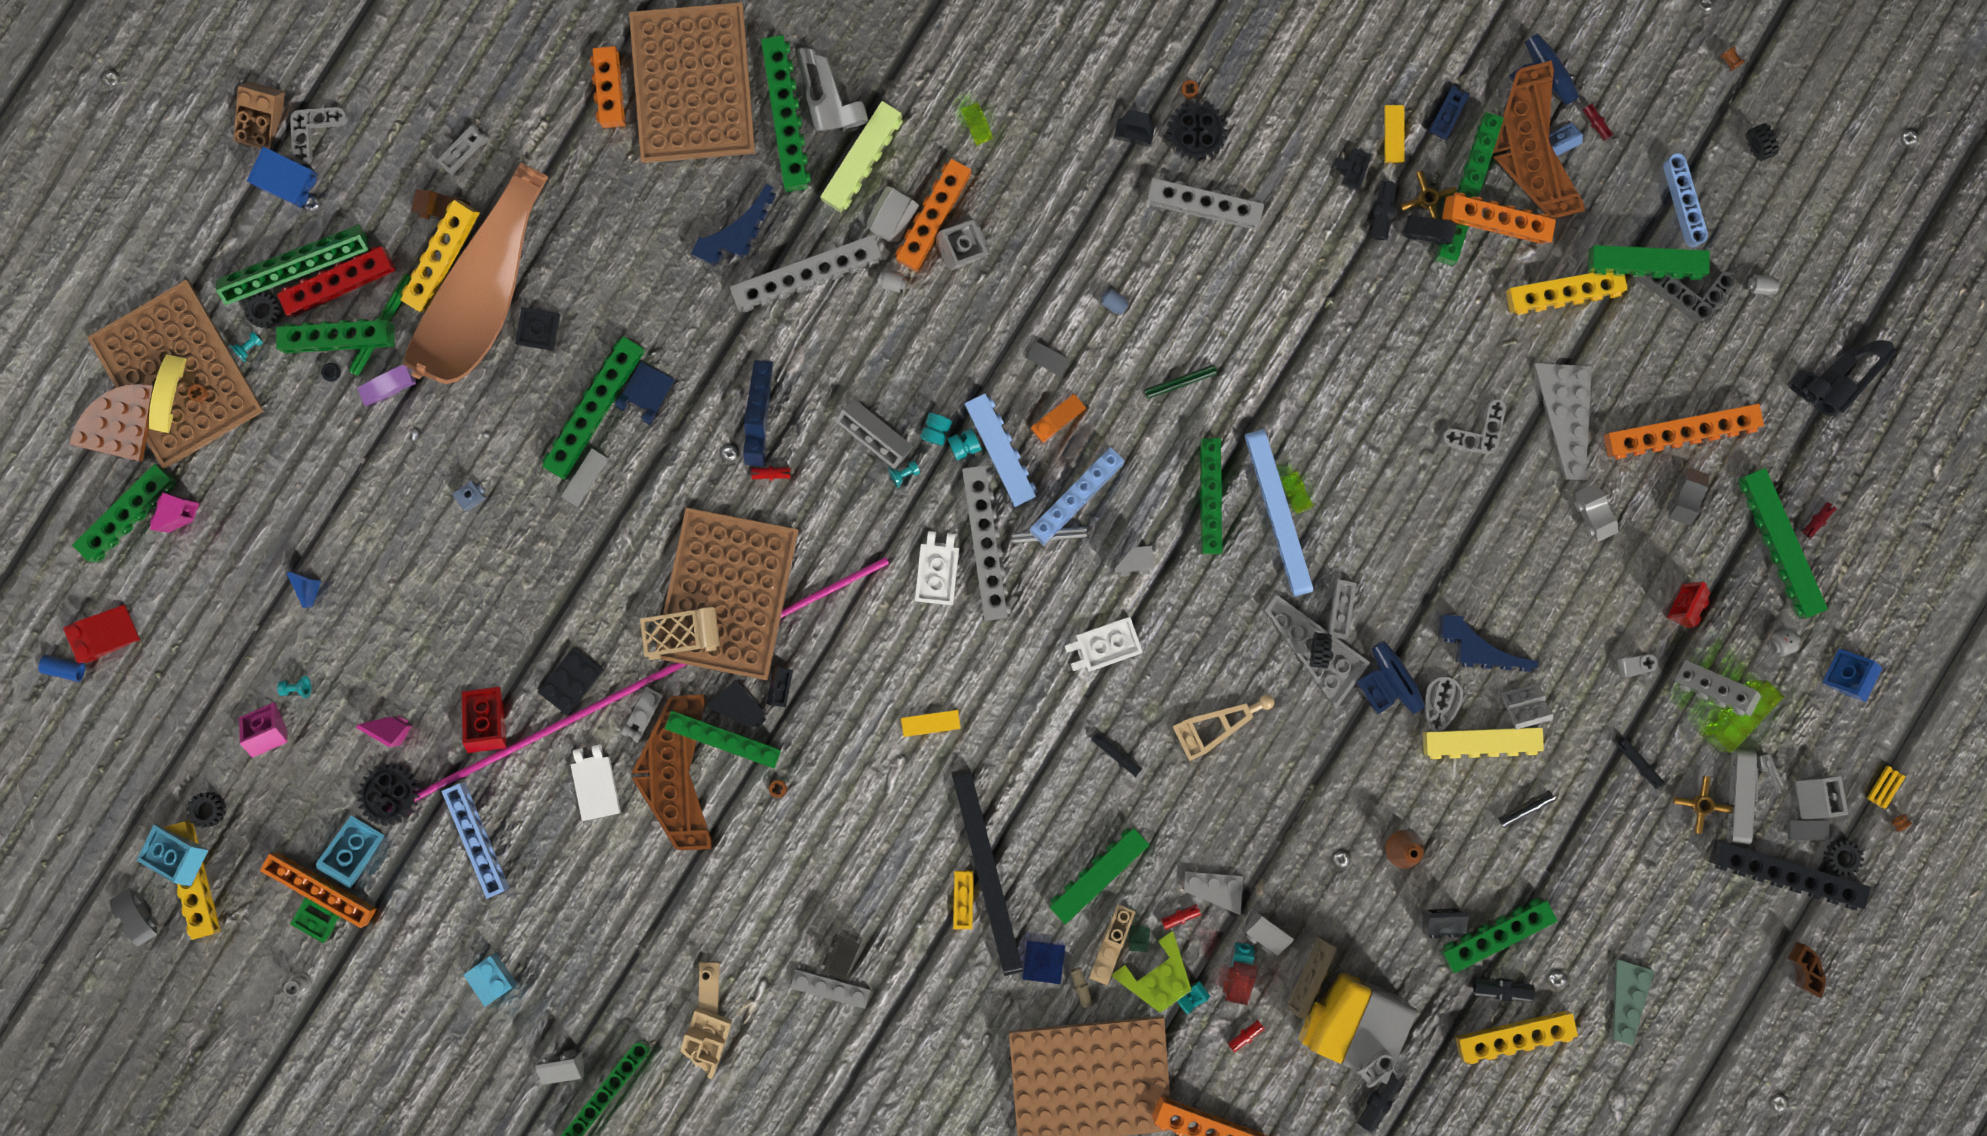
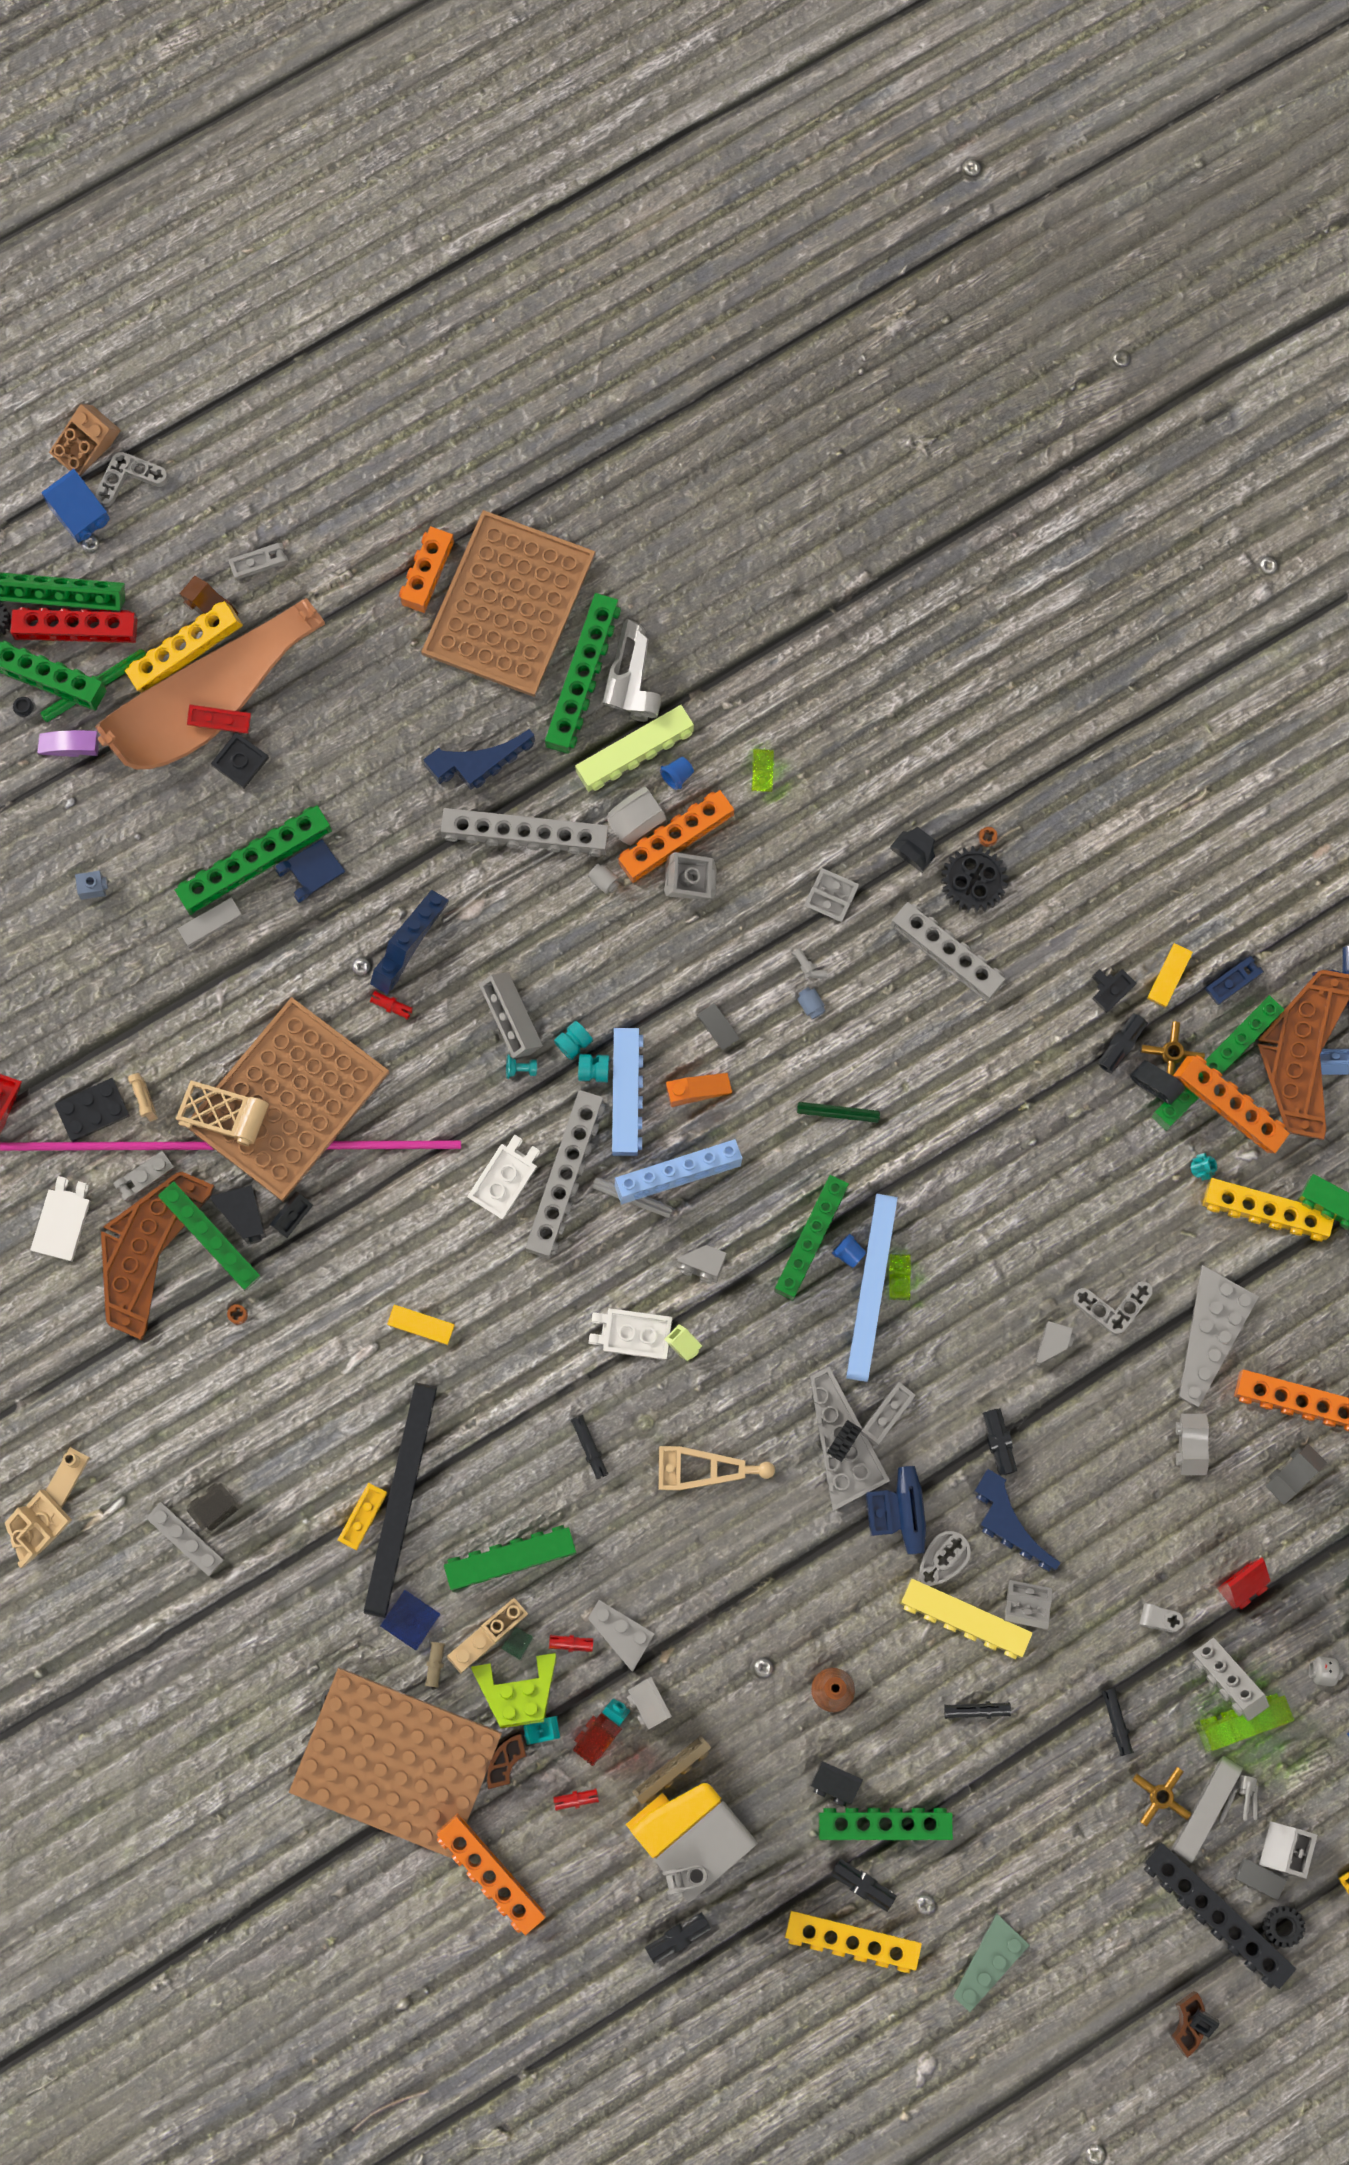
camera: 25 degrees right, 10 degrees down
(501, 302) = (218, 719): none -> red tile
(608, 651) = (142, 1094): none -> tan plate
(907, 161) = (677, 772): none -> blue piece
(1086, 202) = (831, 895): none -> light grey slope
(1096, 273) = (807, 967): none -> light grey piece
(1150, 633) = (683, 1343): none -> yellowish green brick
(1176, 1035) = (504, 1760): none -> reddish brown brick
(1246, 492) = (849, 1251): none -> blue piece
(1441, 587) = (999, 1442): none -> black piece
(1446, 485) = (1054, 1342): none -> light grey slope
(1498, 281) = (1203, 1166): none -> teal gear
(1822, 965) = (1204, 2023): none -> black slope

